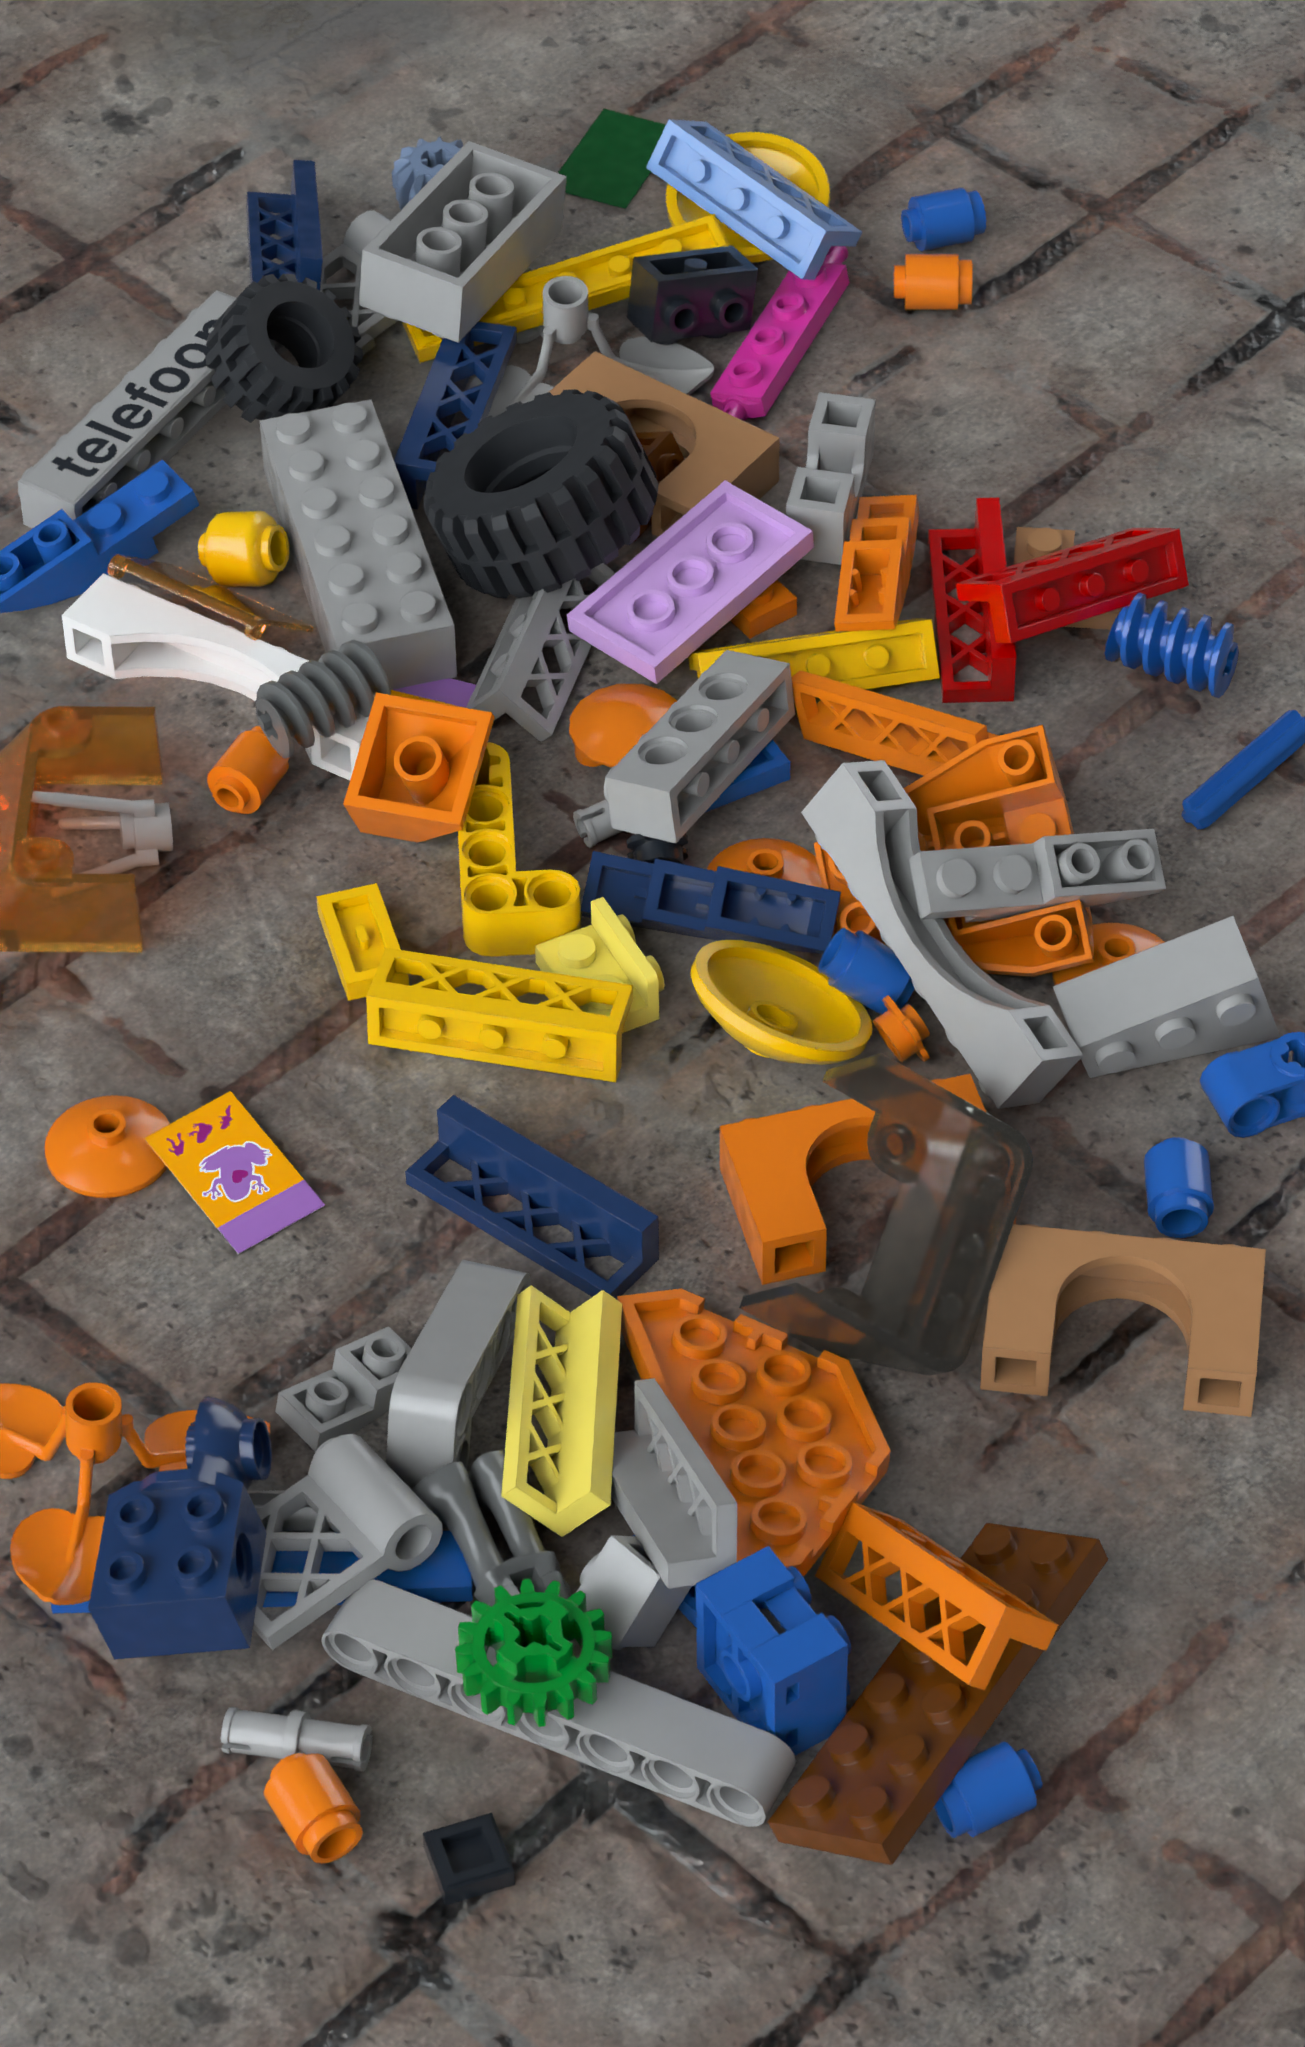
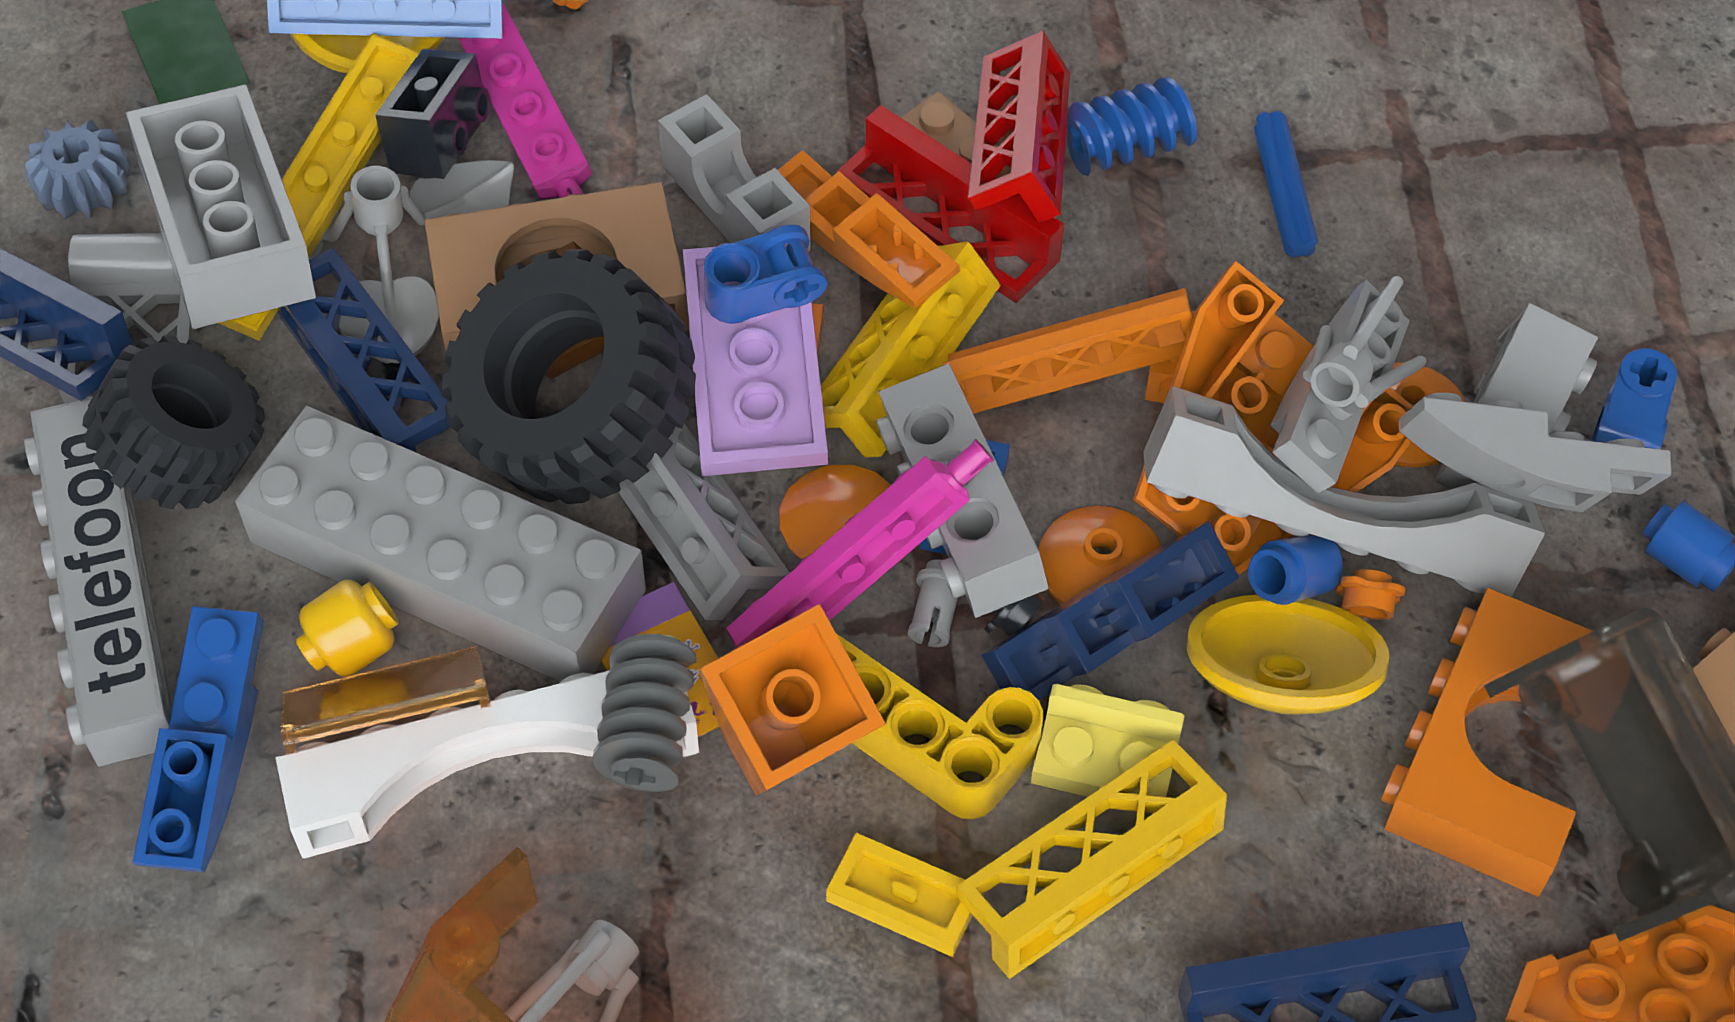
camera: 50 degrees left, 10 degrees up
(246, 772) = (616, 827): orange brick -> none
(590, 716) = (866, 544): none -> dark pink plate
(737, 522) = (765, 273): none -> blue piece
(1025, 841) = (1345, 370): none -> light grey plant
(1089, 998) = (1516, 455): none -> light grey slope

